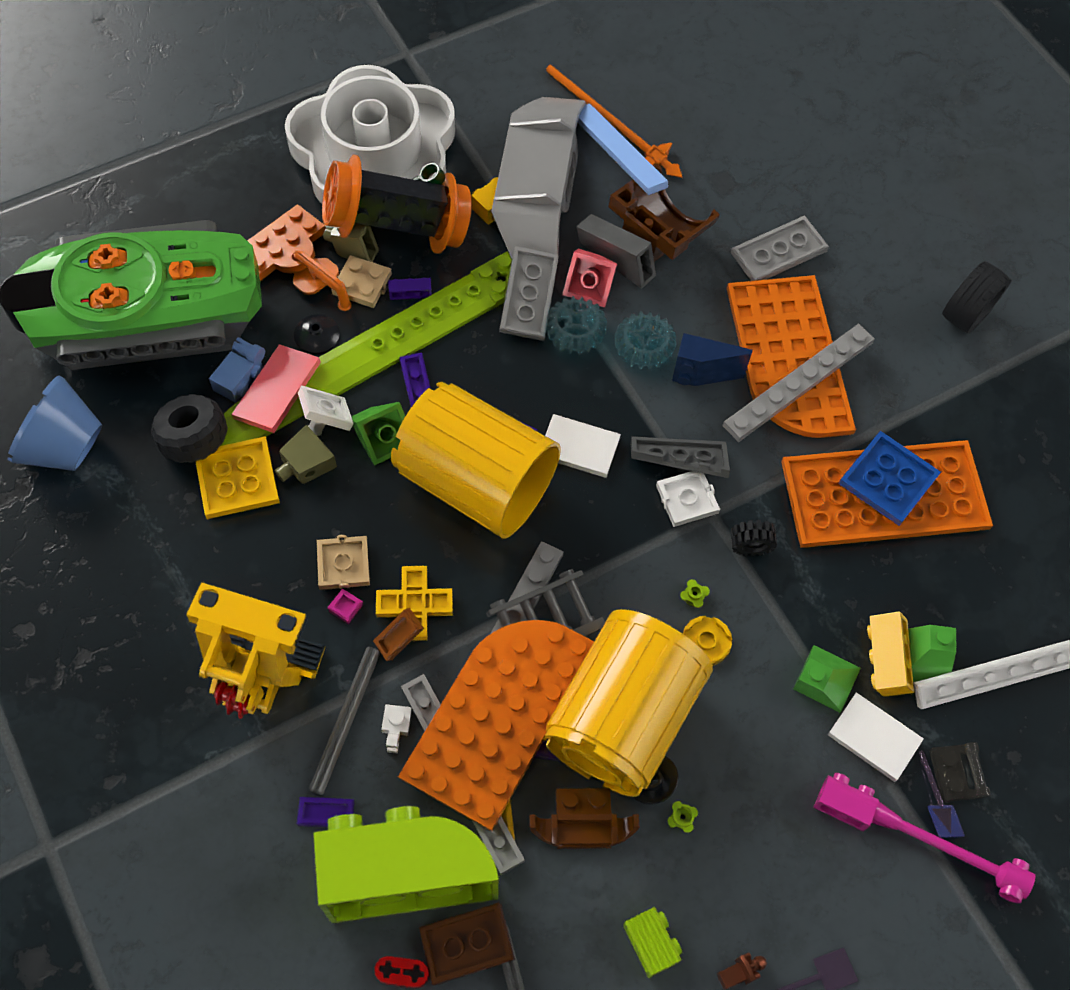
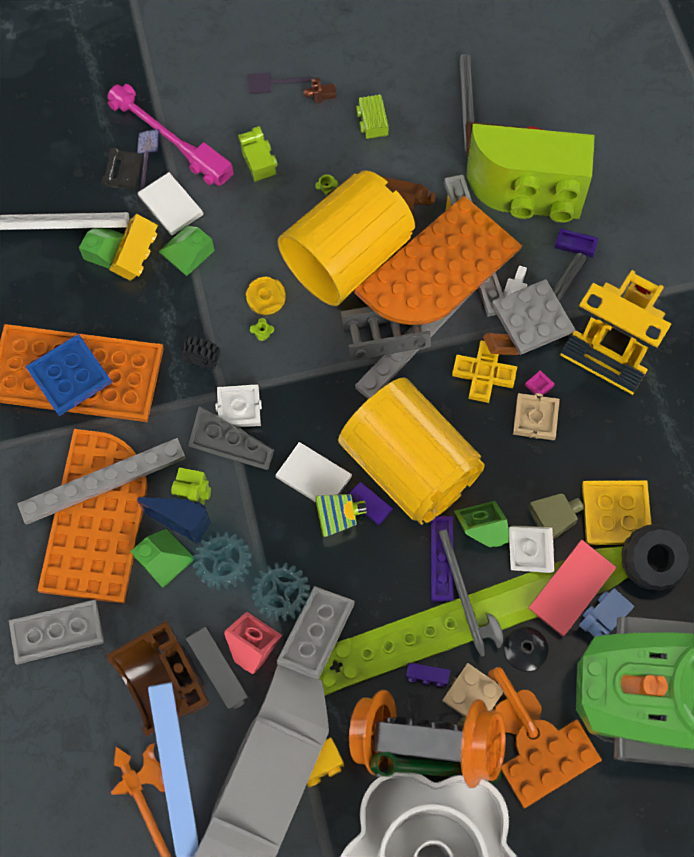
camera: 160 degrees left, 5 degrees up
(352, 335) = (493, 627): none -> dark grey piece
(366, 679) = (533, 317): none -> light grey plate
(542, 405) = (337, 512): none -> torso
(703, 388) = (191, 486): none -> lime hinge
(711, 324) = (162, 556): none -> bright green slope
(791, 834) = (257, 154): none -> lime hinge

